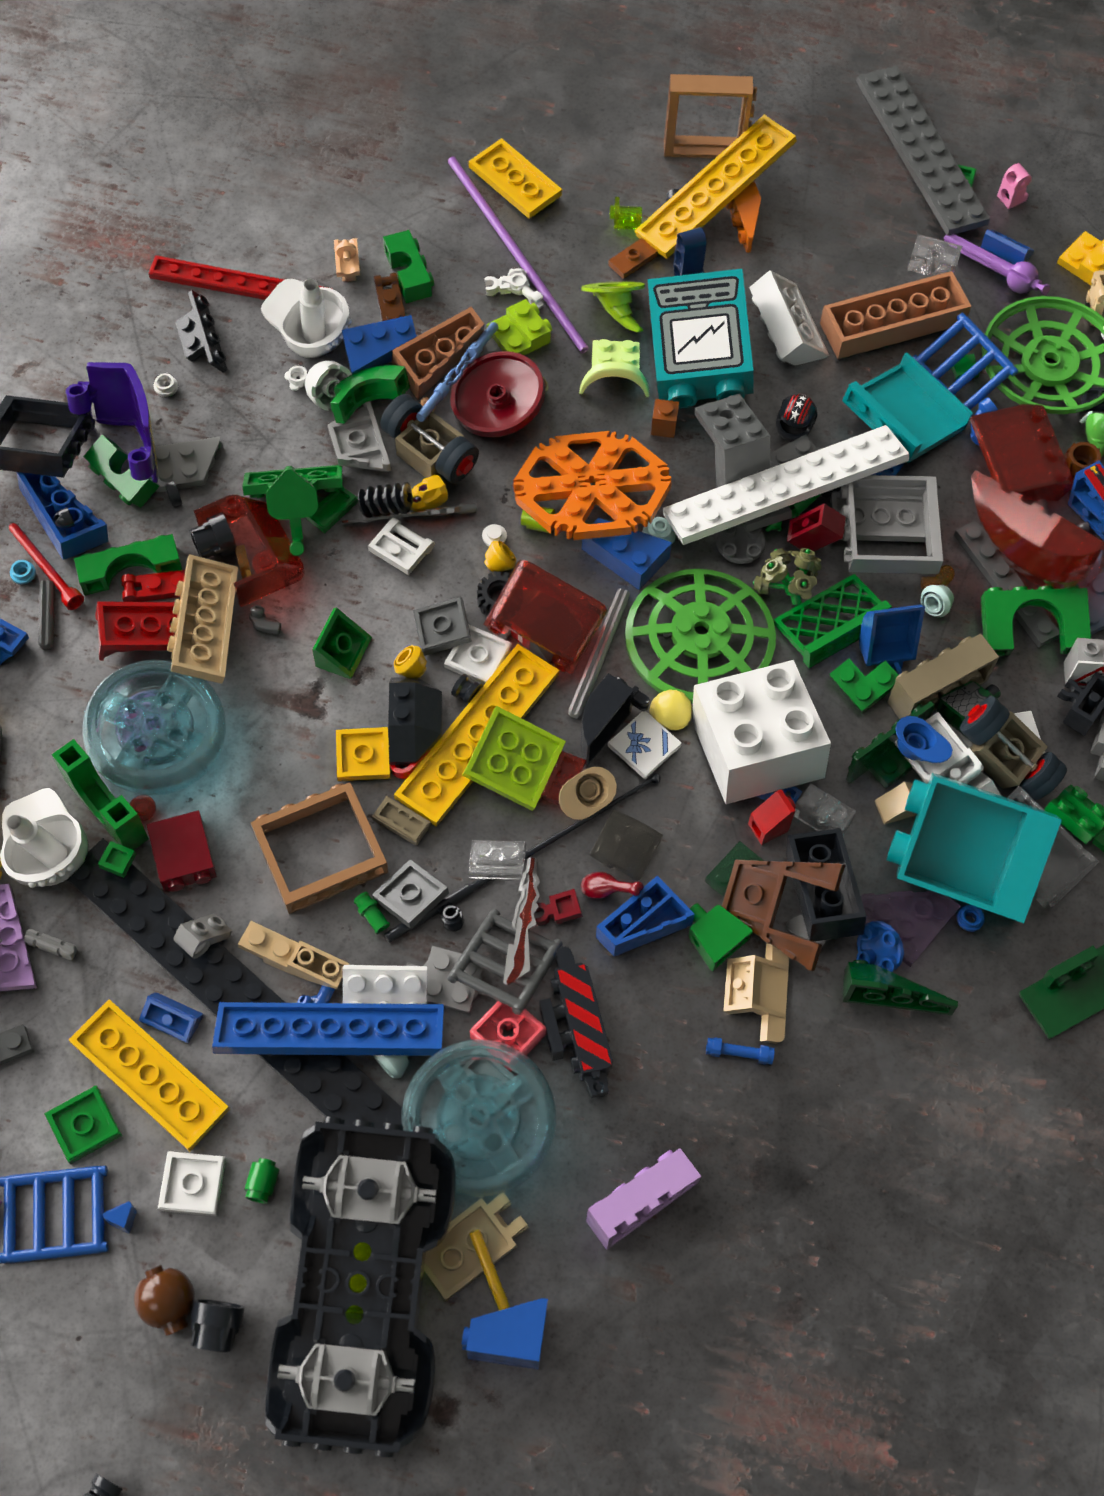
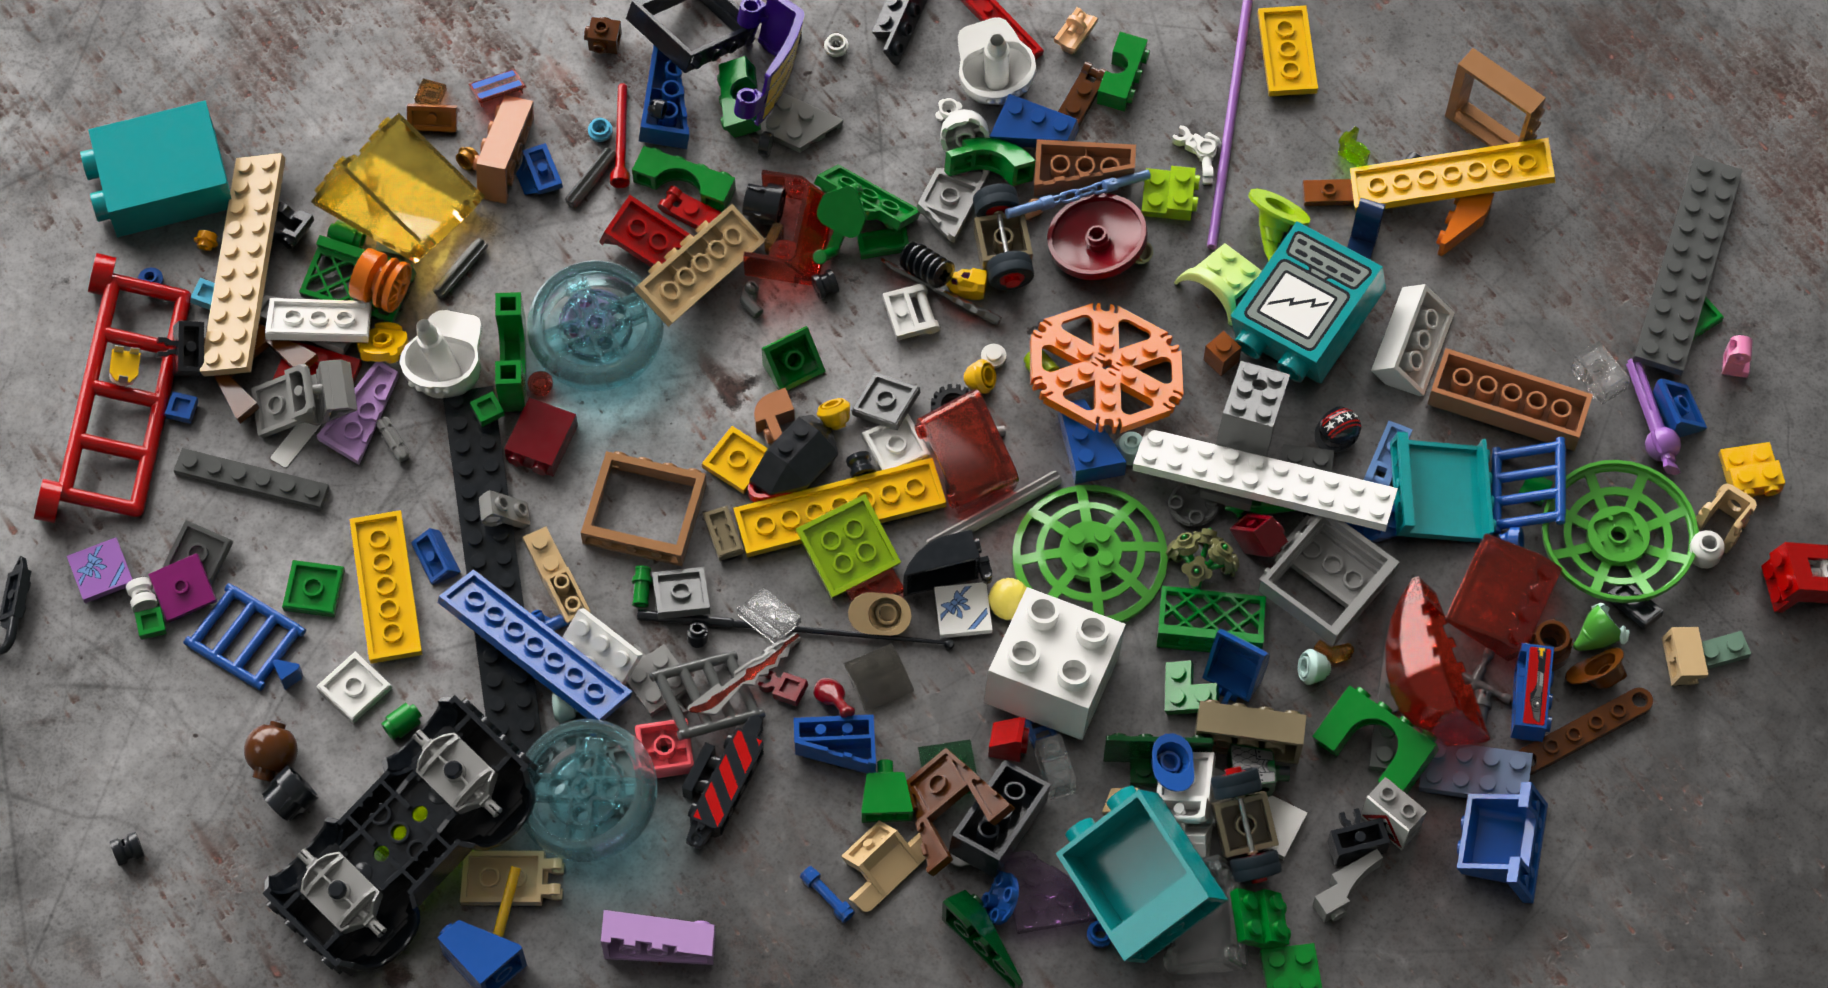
camera: 40 degrees right, 0 degrees up
(315, 569) = (825, 283): none -> black wheel
(360, 699) = (772, 412): none -> nougat brick
(842, 413) = (1382, 457): none -> medium blue plate

